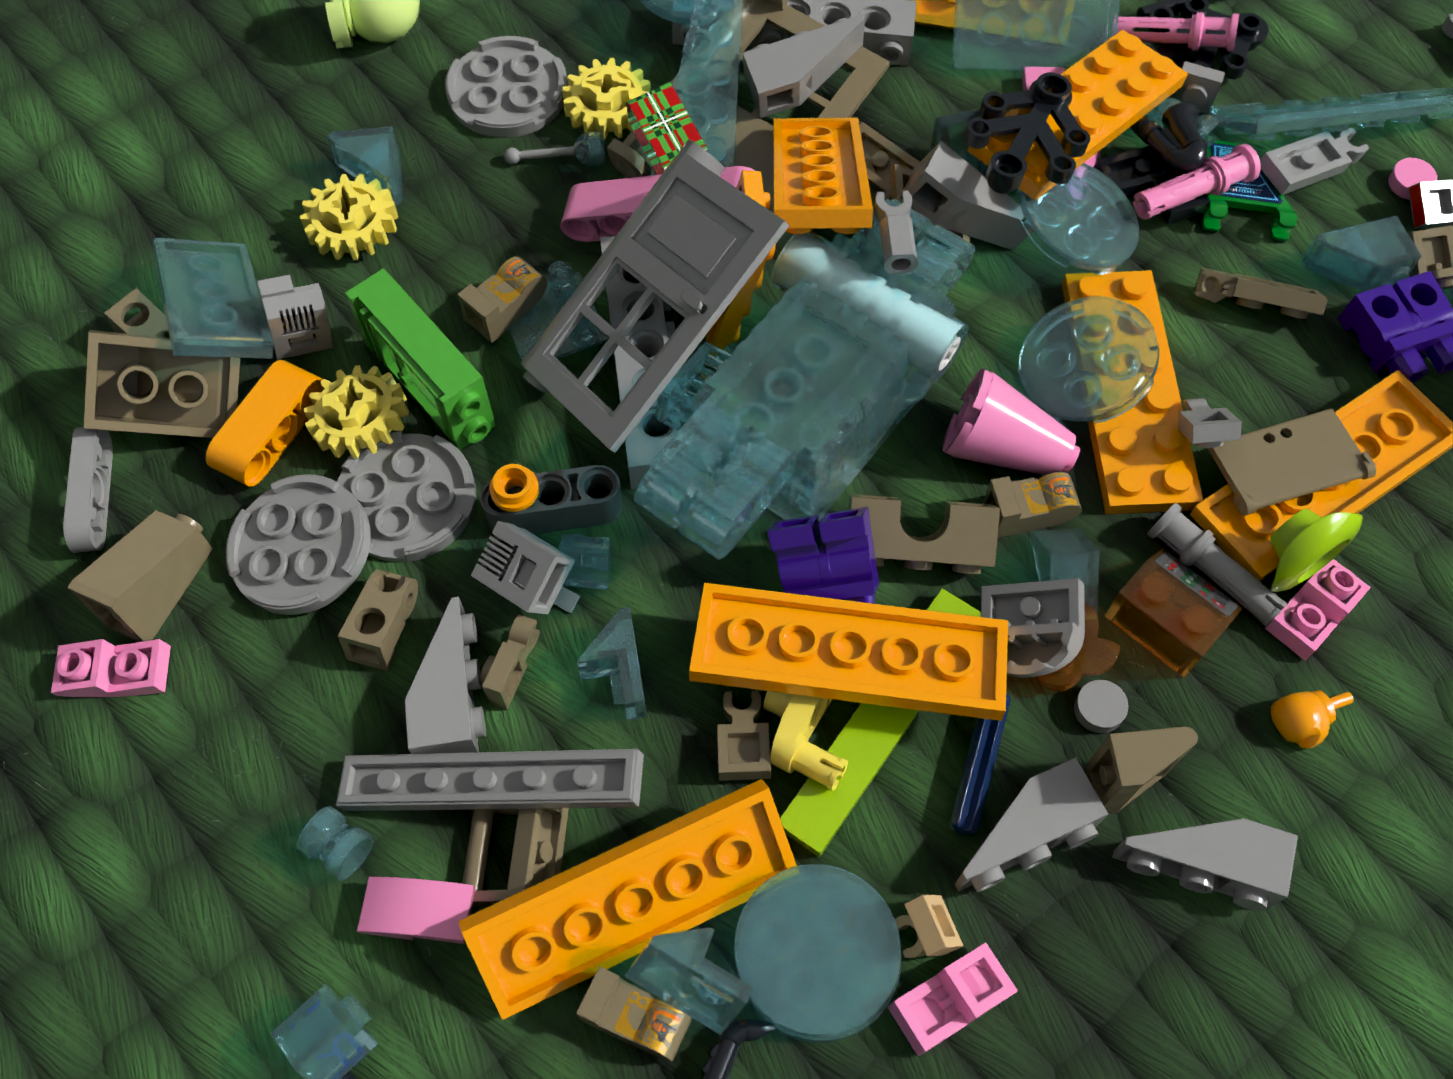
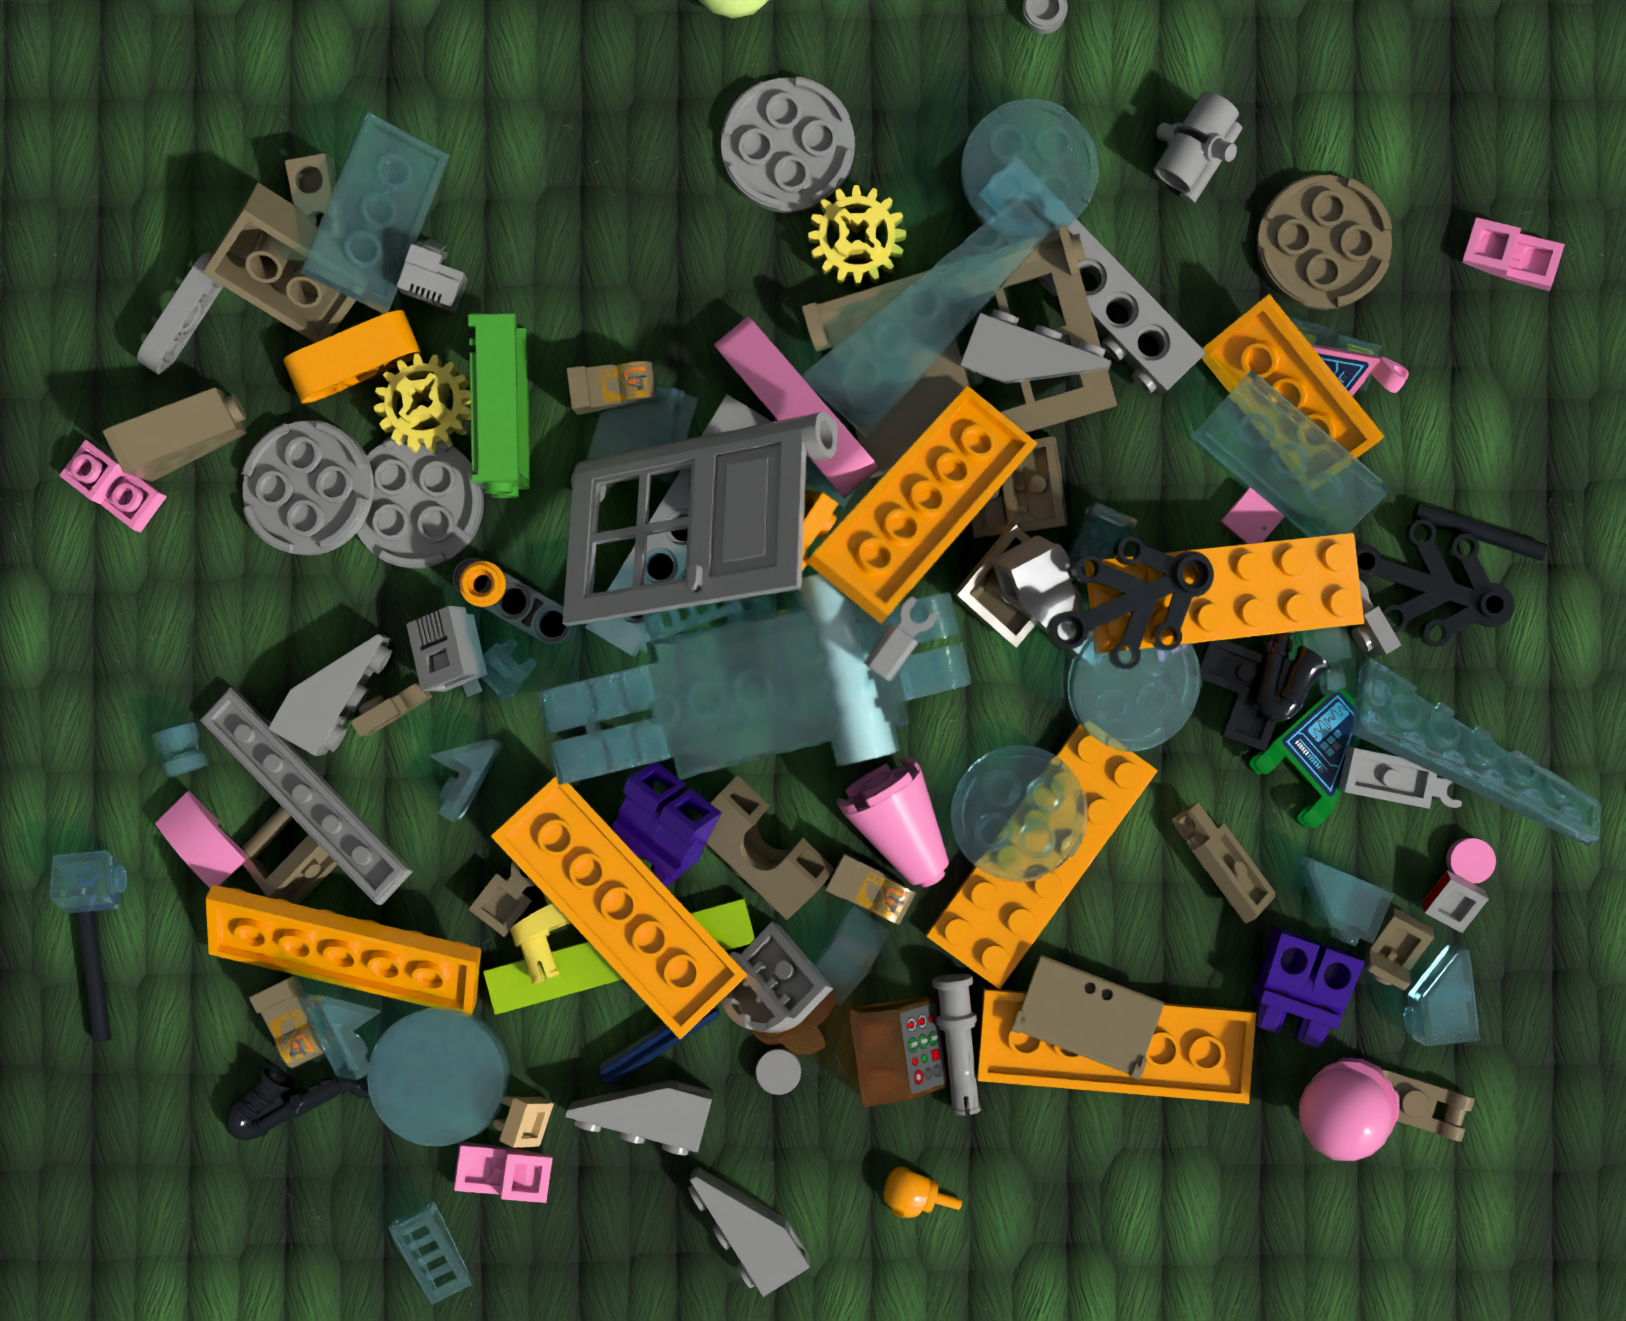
camera: 40 degrees right, 25 degrees up
(349, 216) = (534, 186): light yellow gear -> none
(372, 154) = (613, 150): clear light blue slope -> none
(378, 619) = (324, 598): dark tan leg -> none
(588, 149) = (800, 277): hinge -> none
(662, 125) = (849, 348): piece -> none
(1134, 762) = (746, 1140): dark tan tile -> none
(1195, 38) = (1424, 577): bright pink pin -> none
(1208, 426) = (1049, 940): light grey plate -> none
(1212, 177) = (1286, 736): bright pink pin -> none
(1309, 544) = (1024, 1094): lime hat -> none
(1317, 609) = (1004, 1129): bright pink slope -> none

